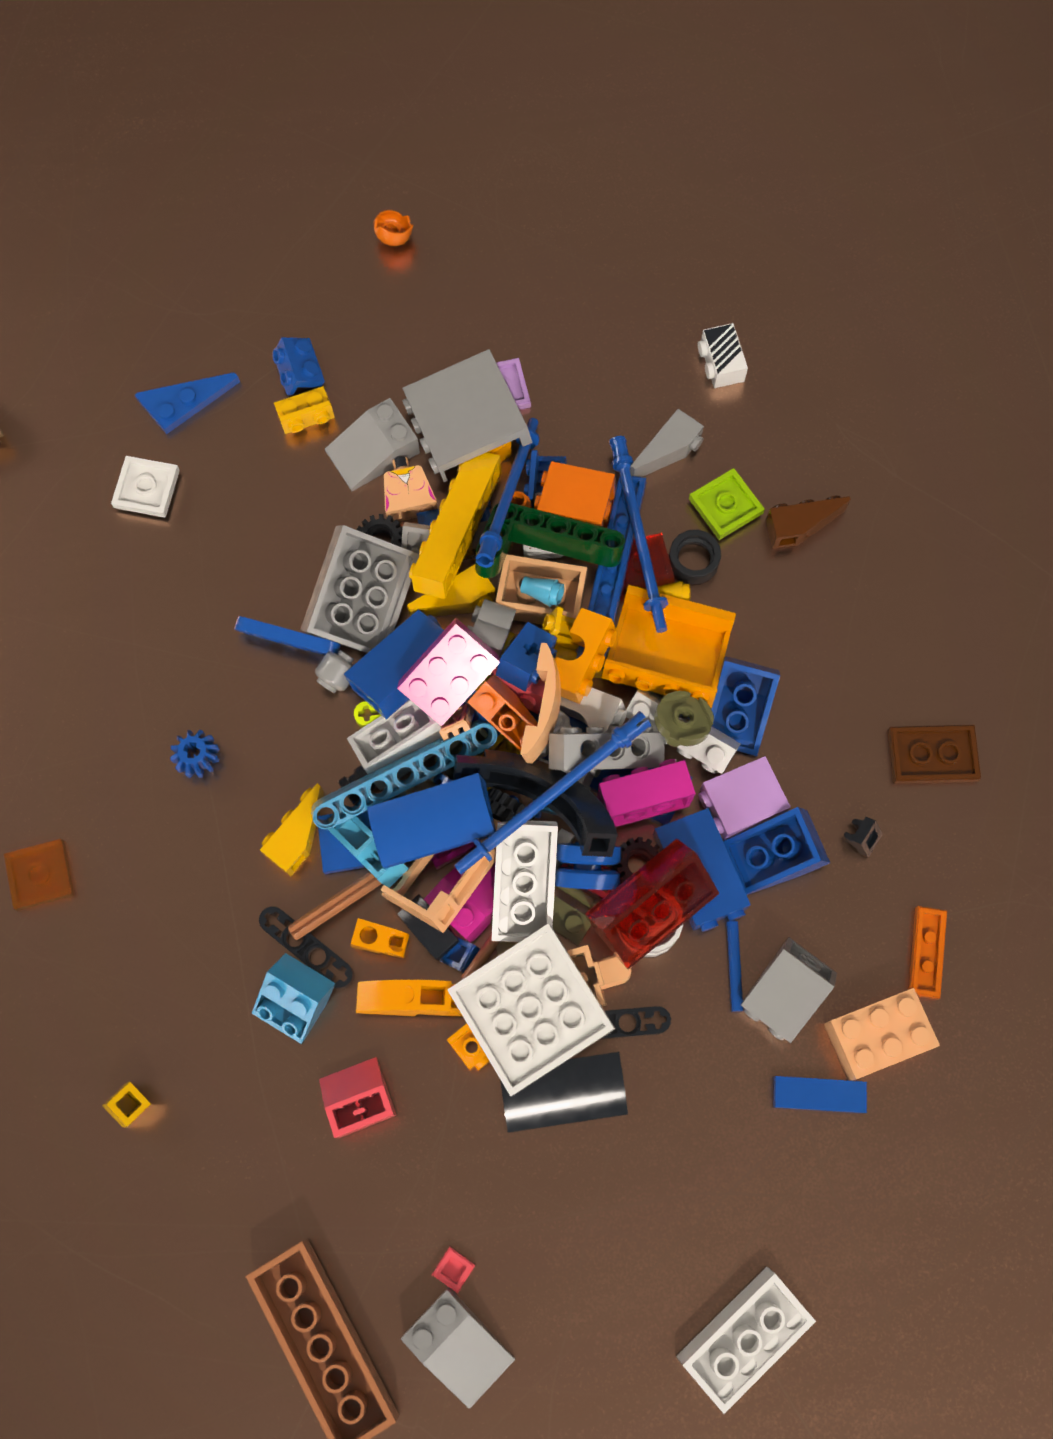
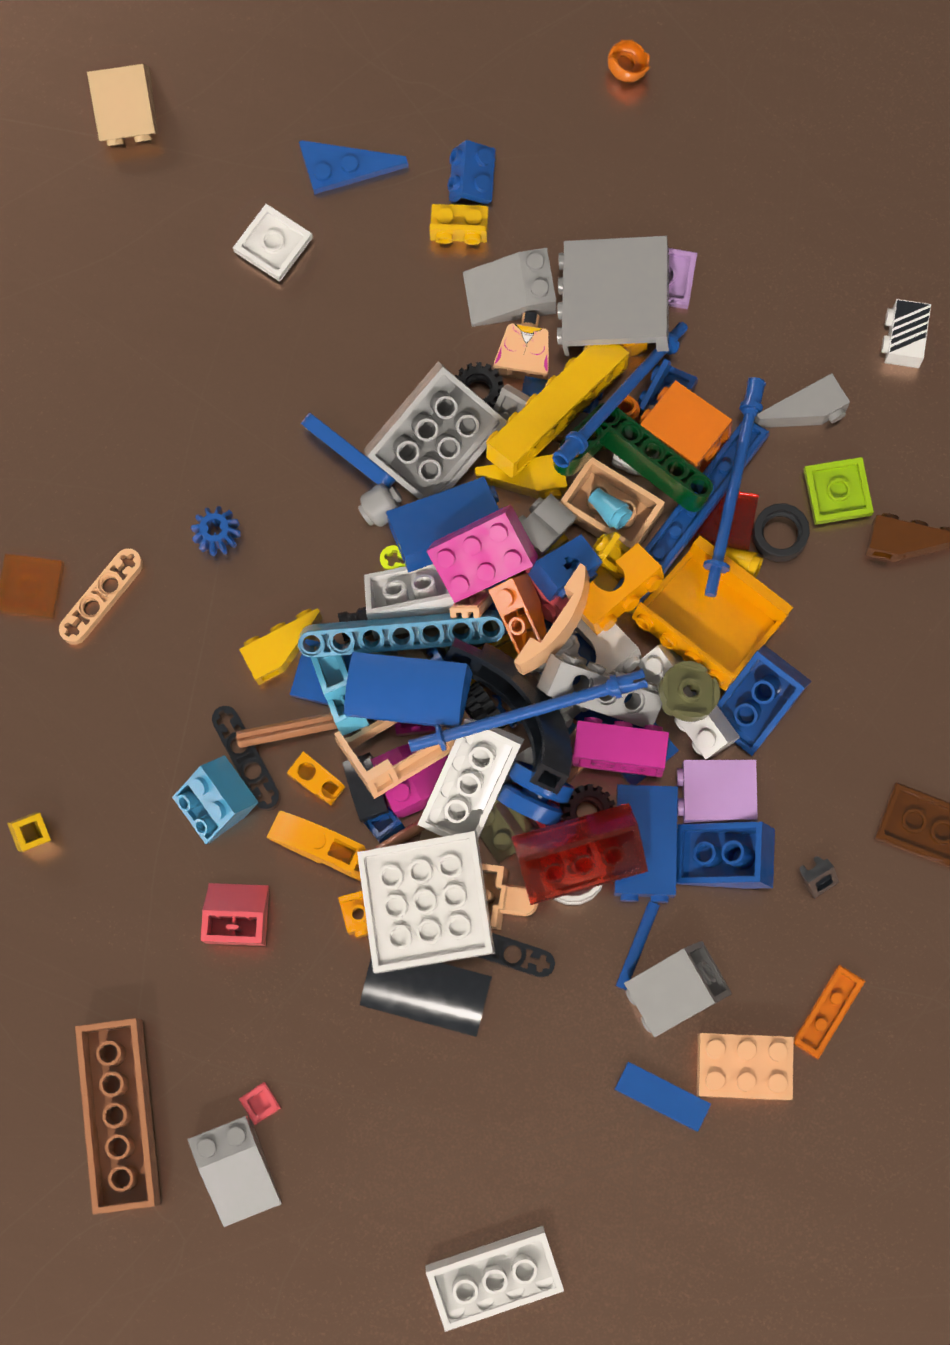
camera: 30 degrees right, 5 degrees up
(105, 854) = (104, 598): none -> light nougat beam

